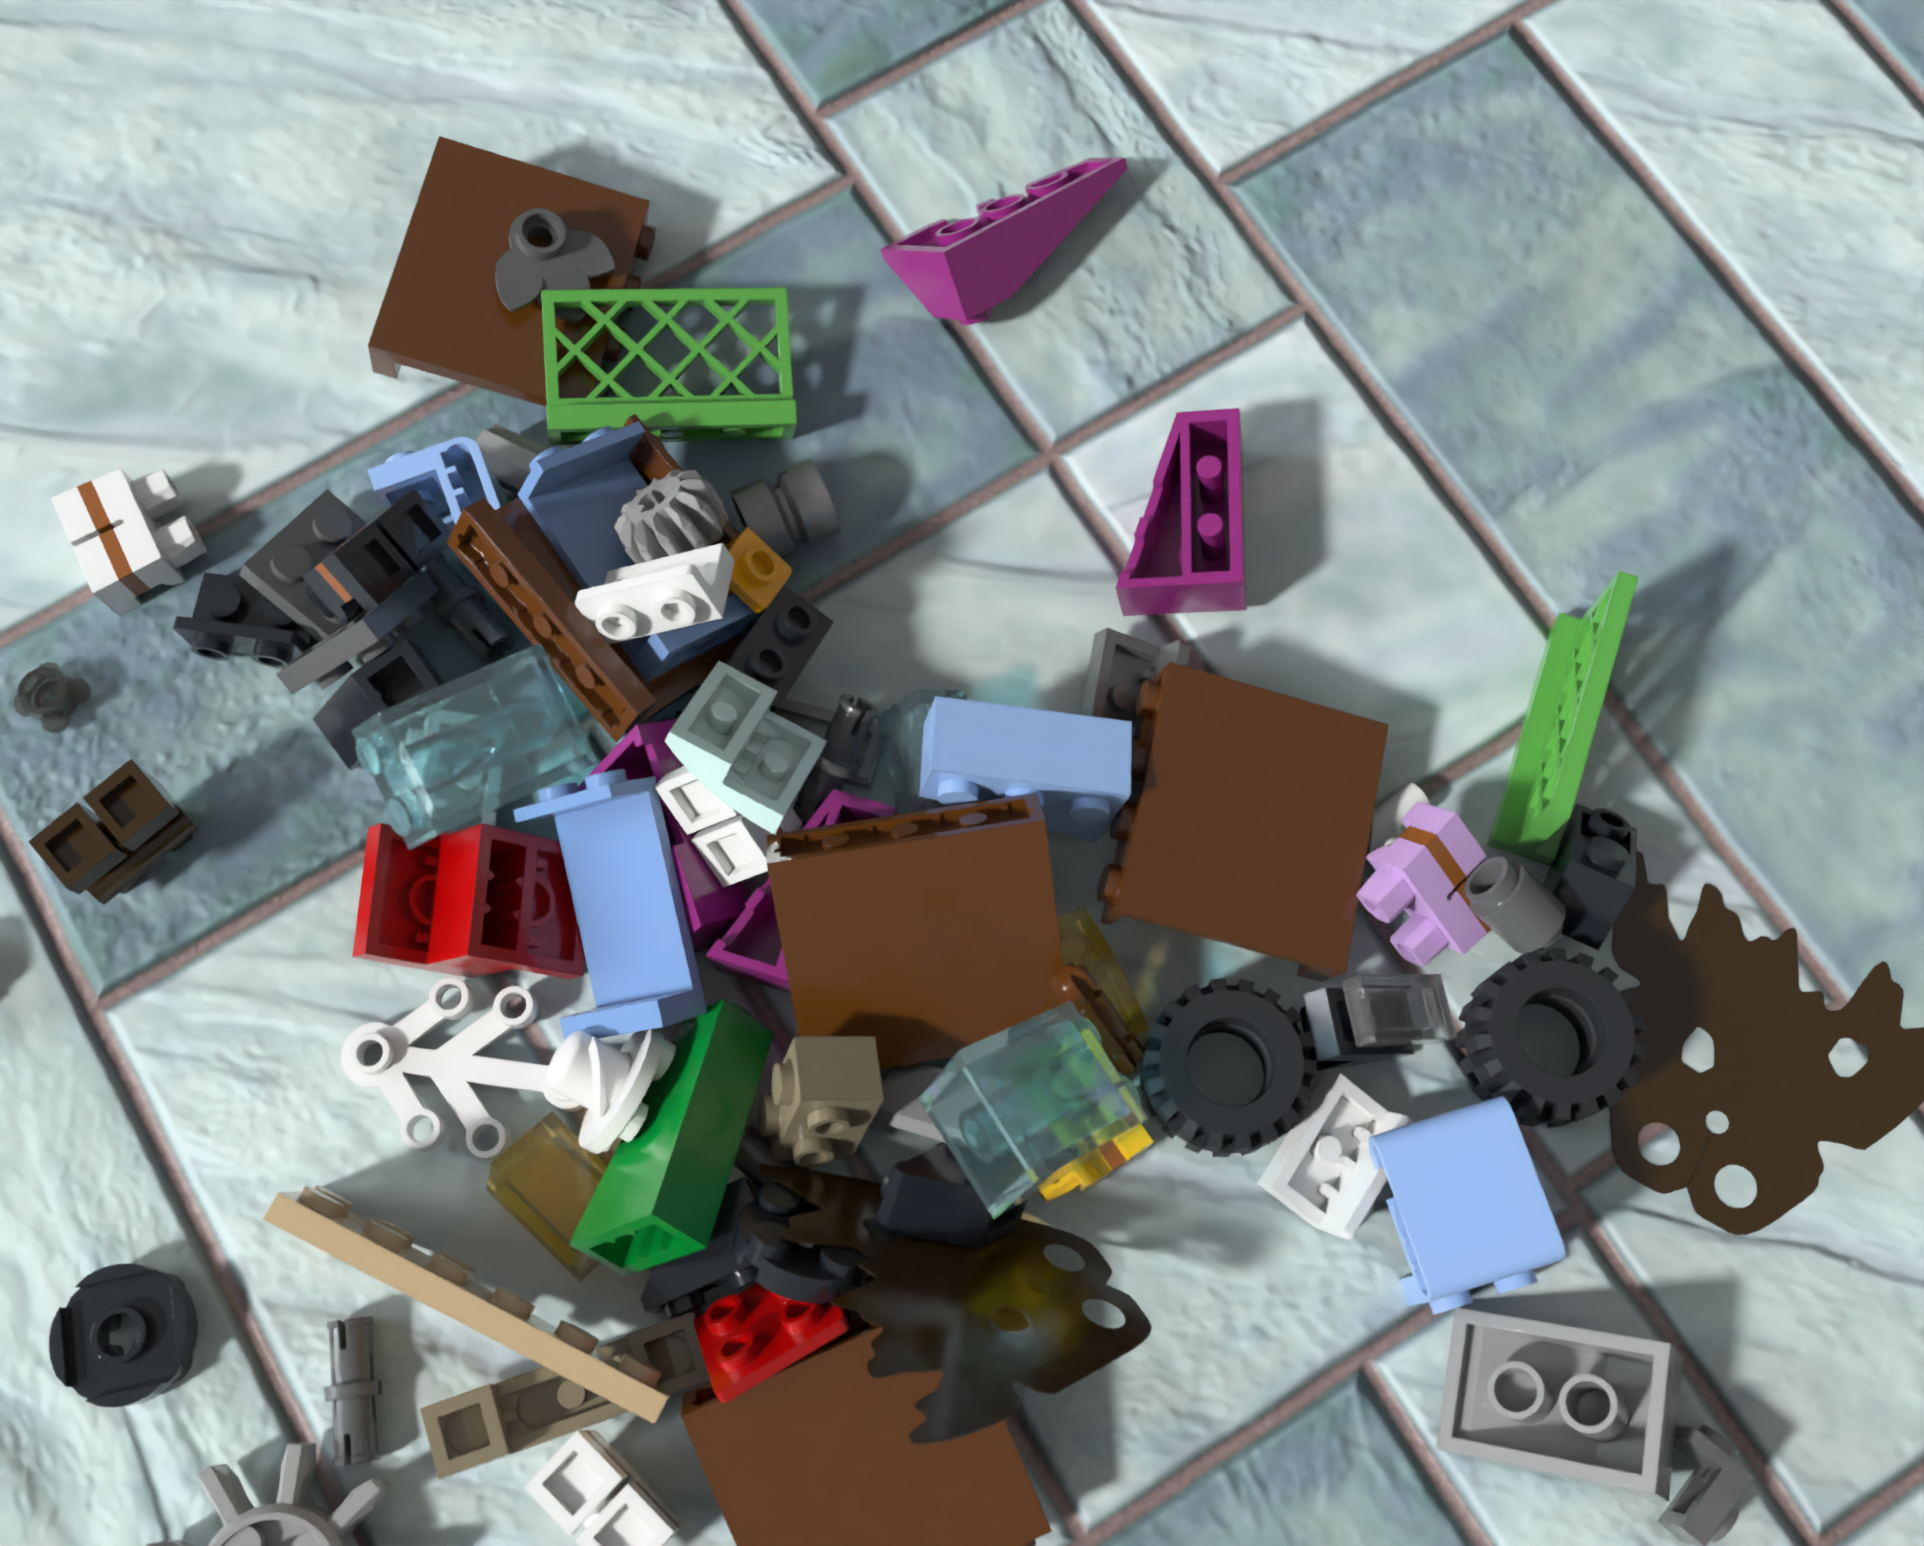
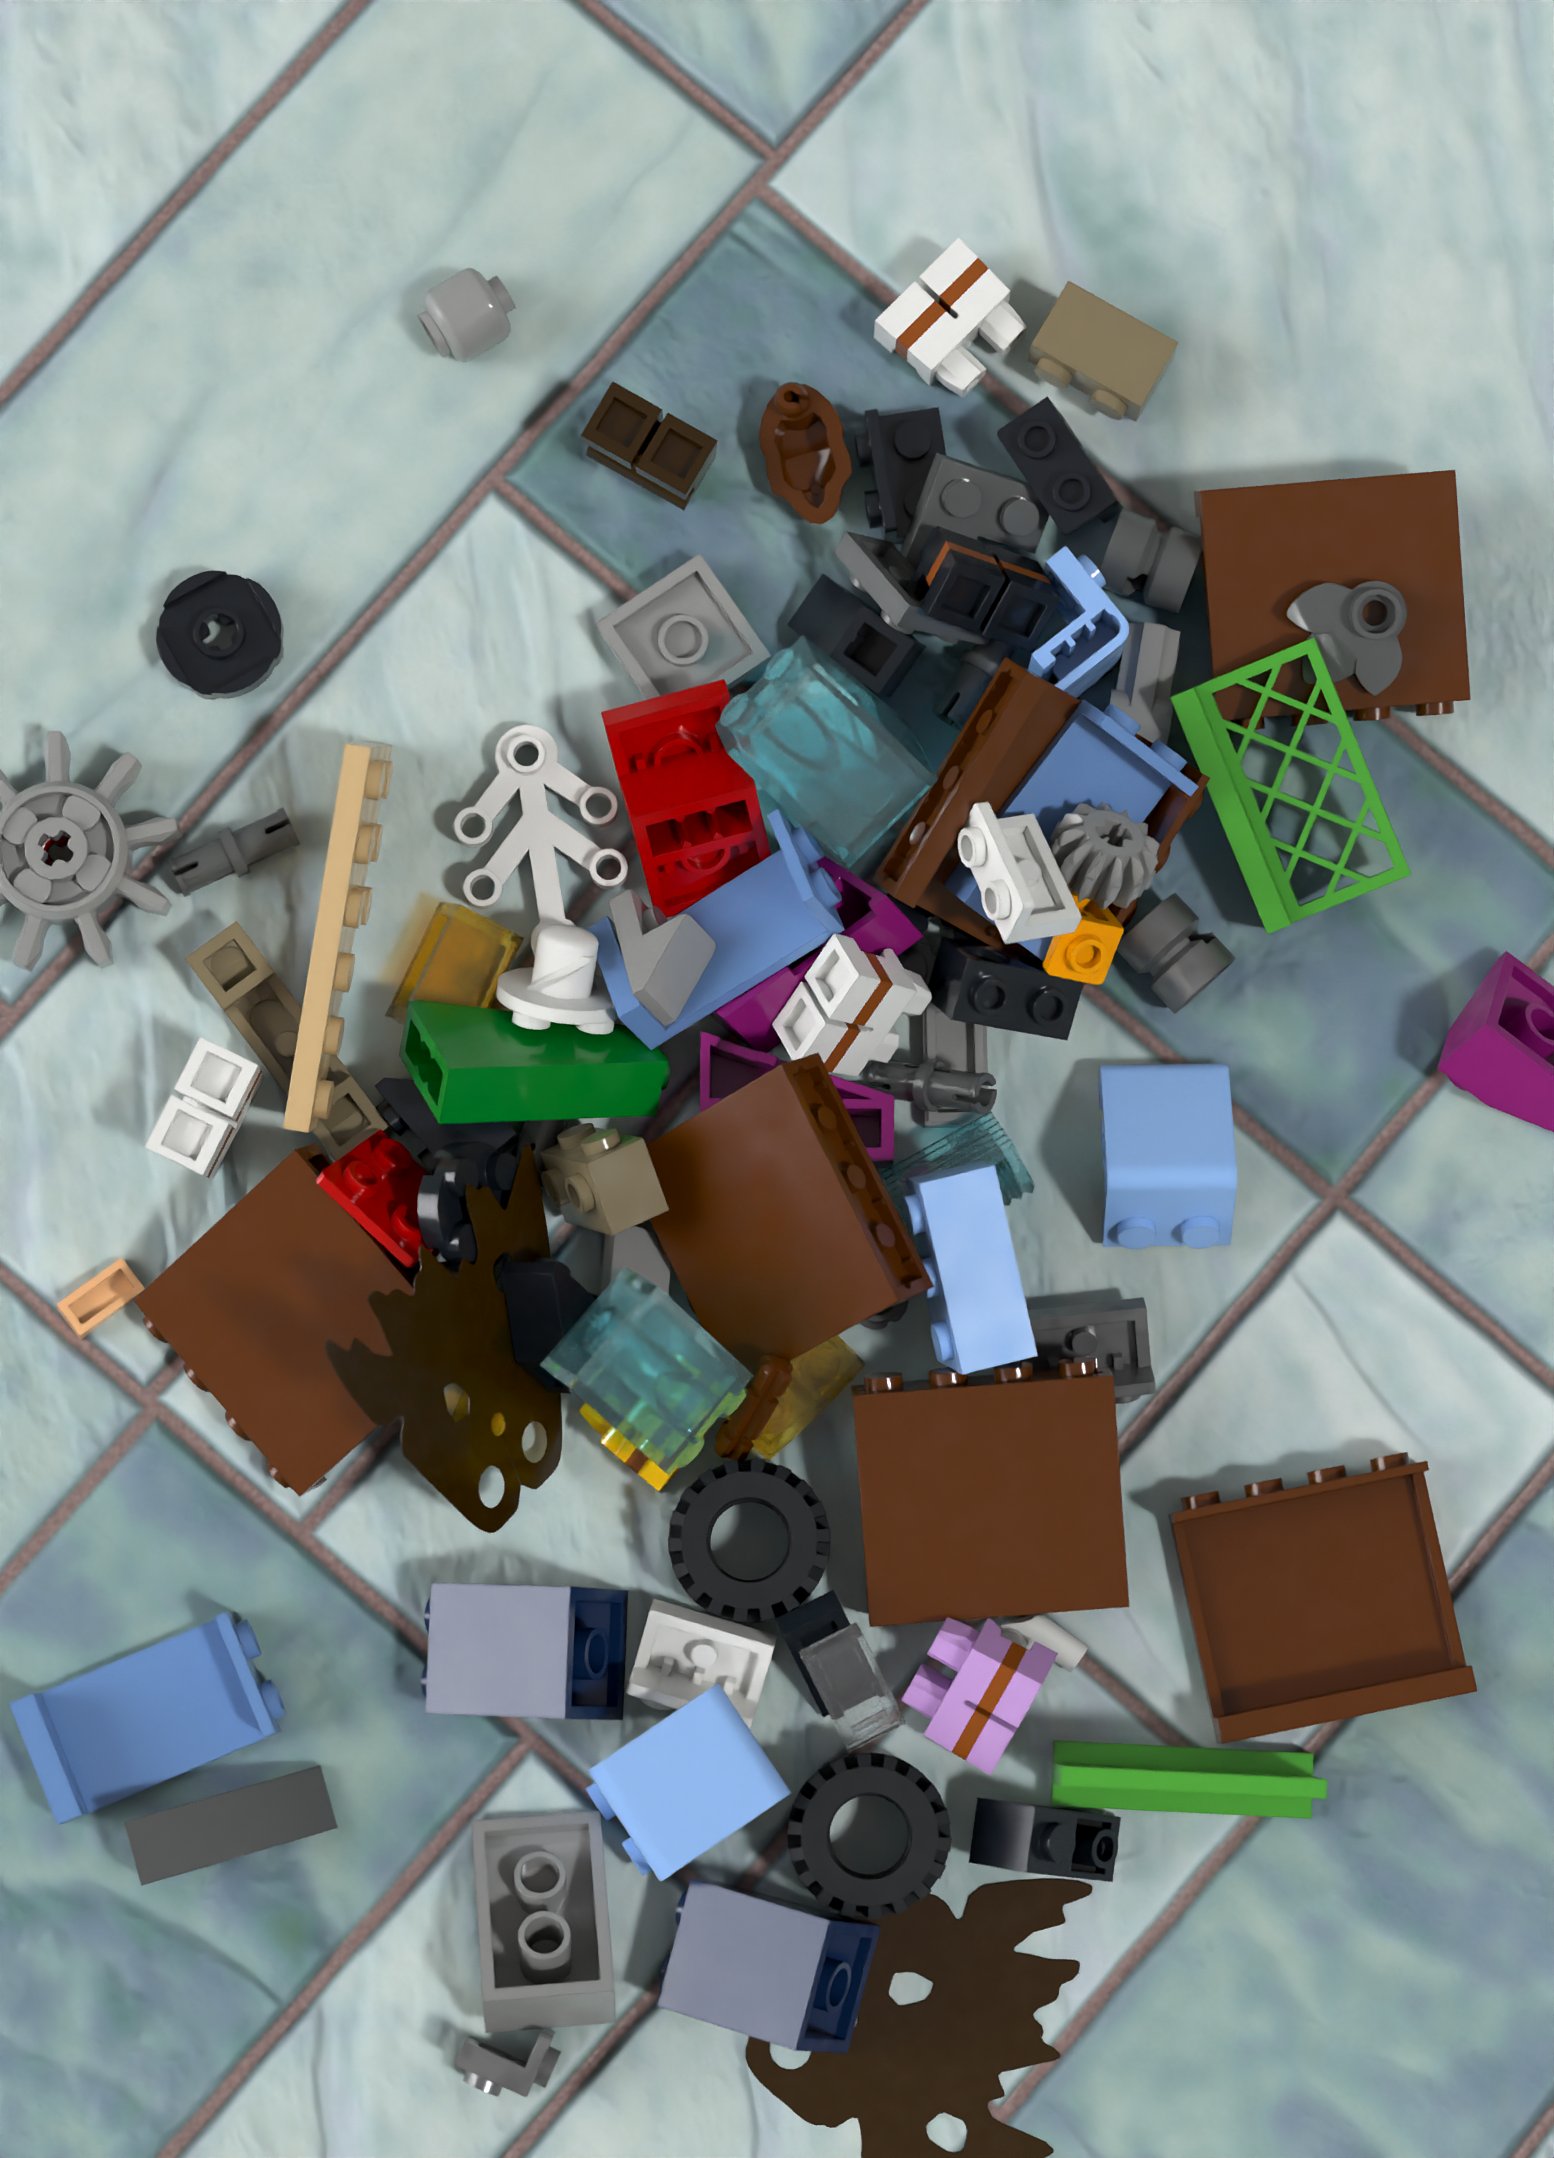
camera: 70 degrees right, 10 degrees up
(39, 686) = (765, 296): clear smoke plate -> none
(190, 699) = (805, 451): none -> reddish brown arm
(214, 412) = (1101, 353): none -> dark tan brick
(301, 474) = (1058, 468): none -> black bracket
(312, 866) = (683, 634): none -> light grey plate
(425, 417) = (1150, 561): none -> dark grey wheel
(618, 969) = (660, 955): none -> light grey slope
(742, 748) = (895, 1005): light aqua slope -> none
(970, 570) = (1167, 1155): none -> light blue piece
(1193, 529) = (1290, 1363): magenta wedge -> none
(1279, 1338) = (525, 1651): none -> slope
(1421, 571) = (1319, 1599): none -> reddish brown panel
(1515, 905) = (977, 1765): dark grey brick -> none
(1661, 1187) = (767, 1967): none -> slope

